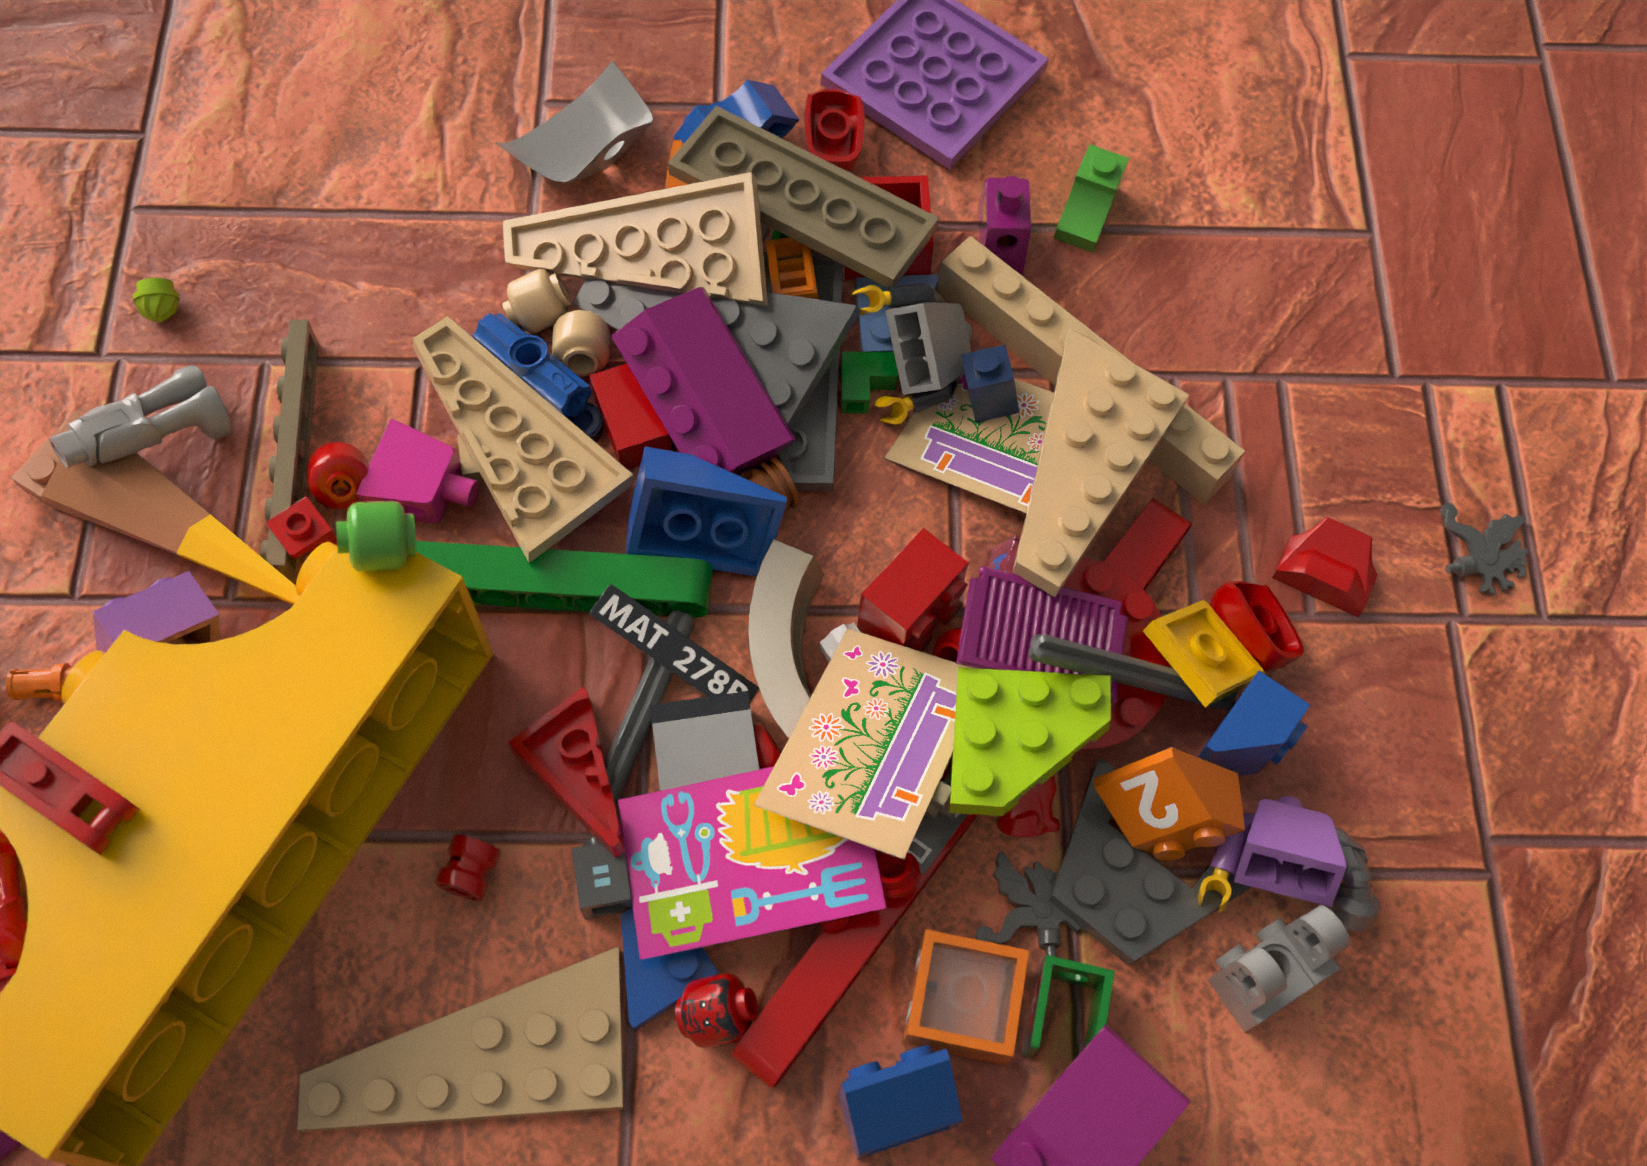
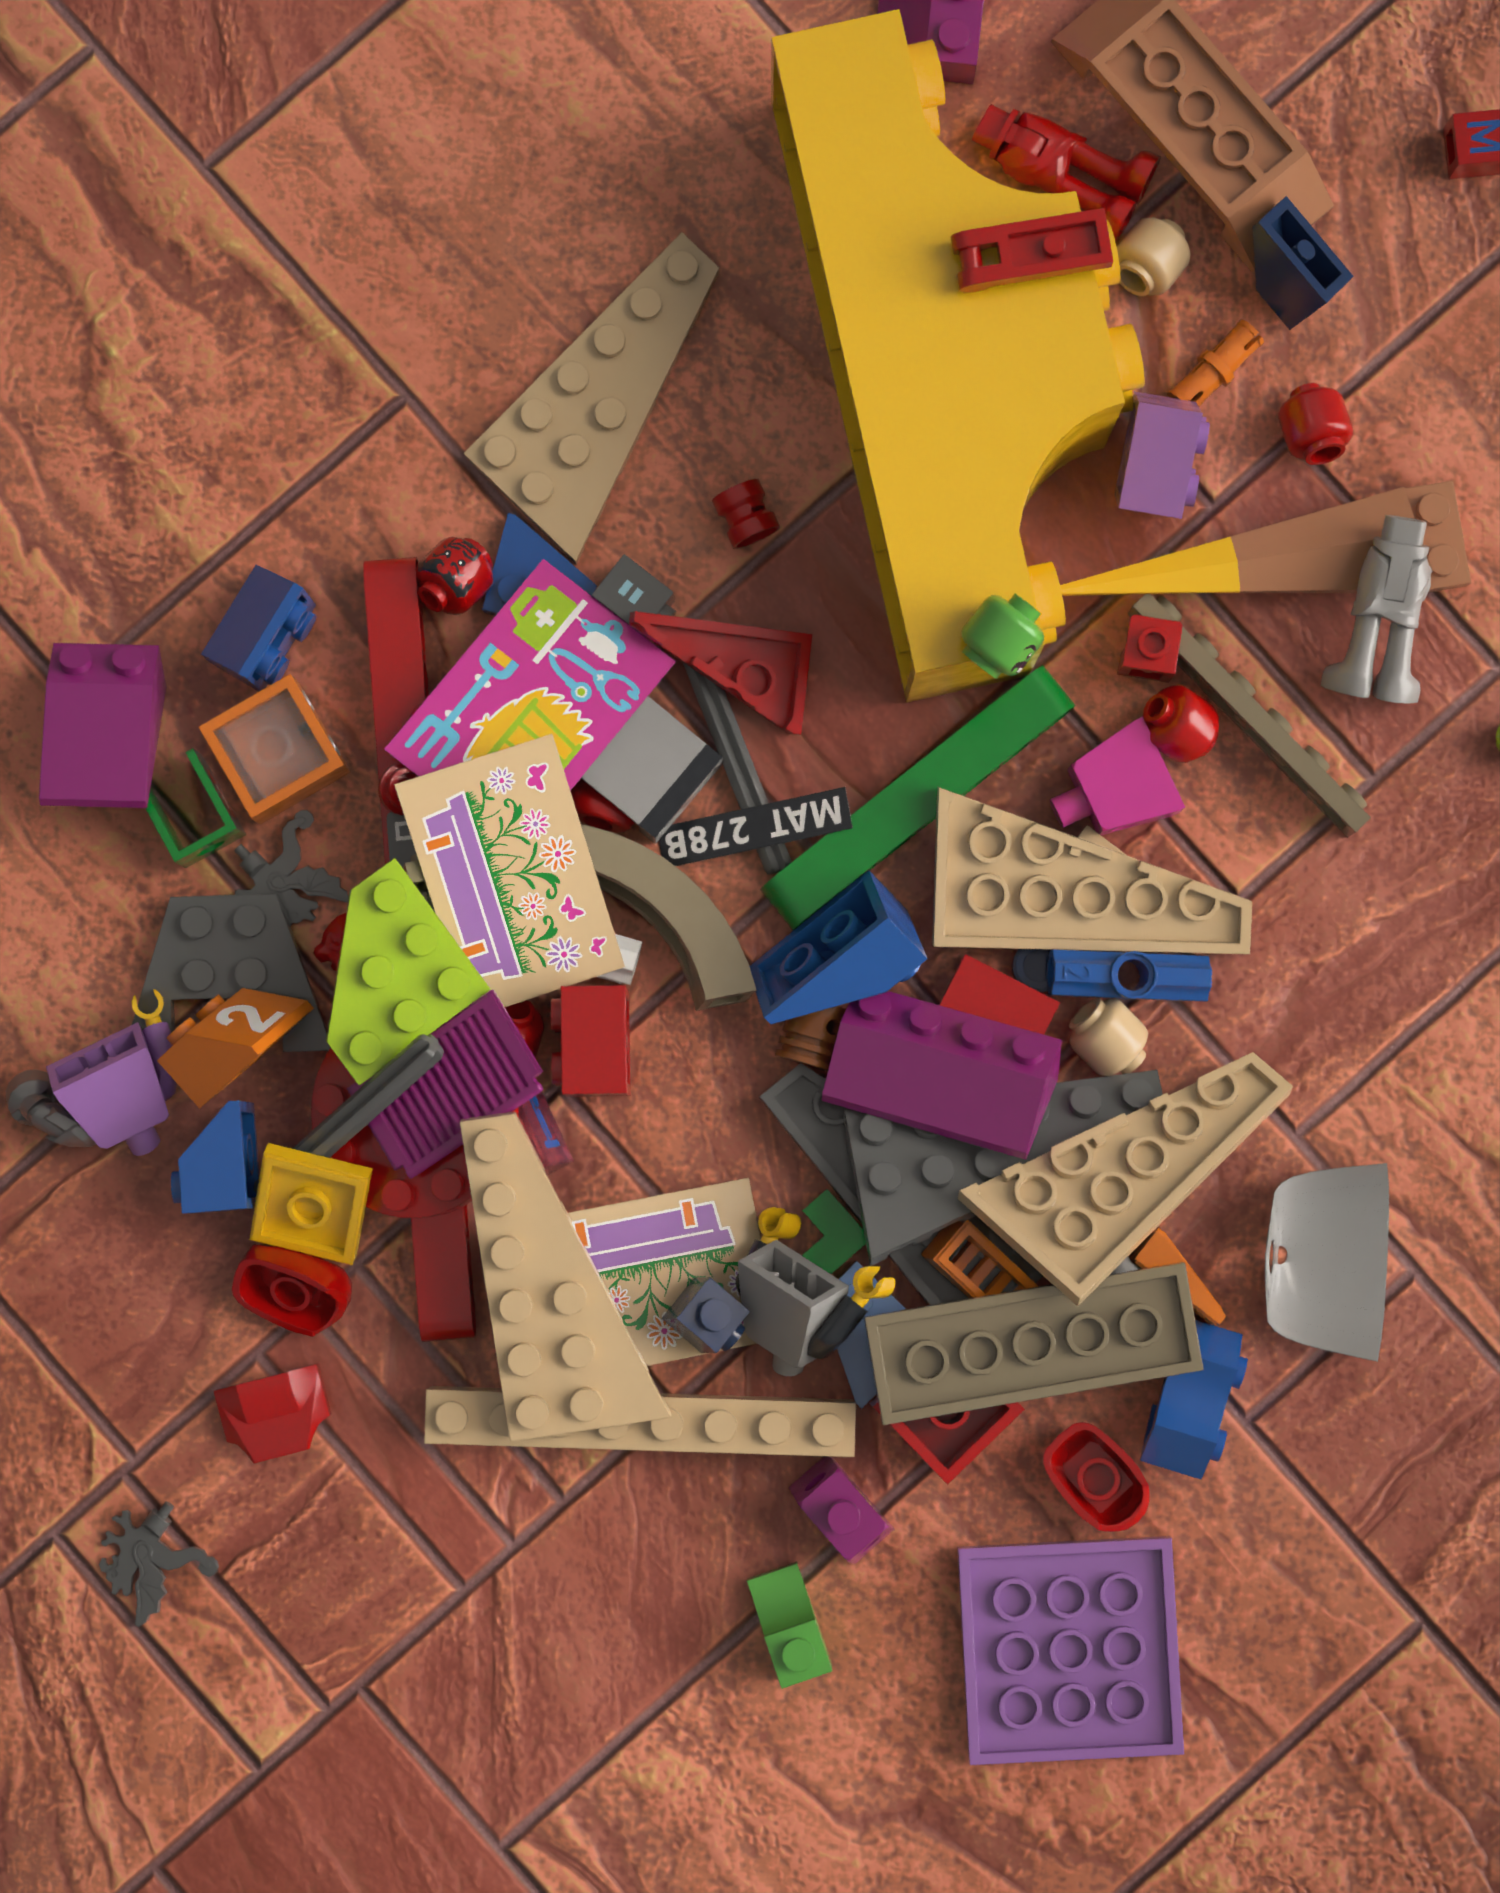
camera: 145 degrees right, 20 degrees up
(45, 584) = (1315, 424): none -> red head
(536, 300) = (1188, 1043): tan head -> none
(1280, 967) = (48, 953): light grey brick -> none

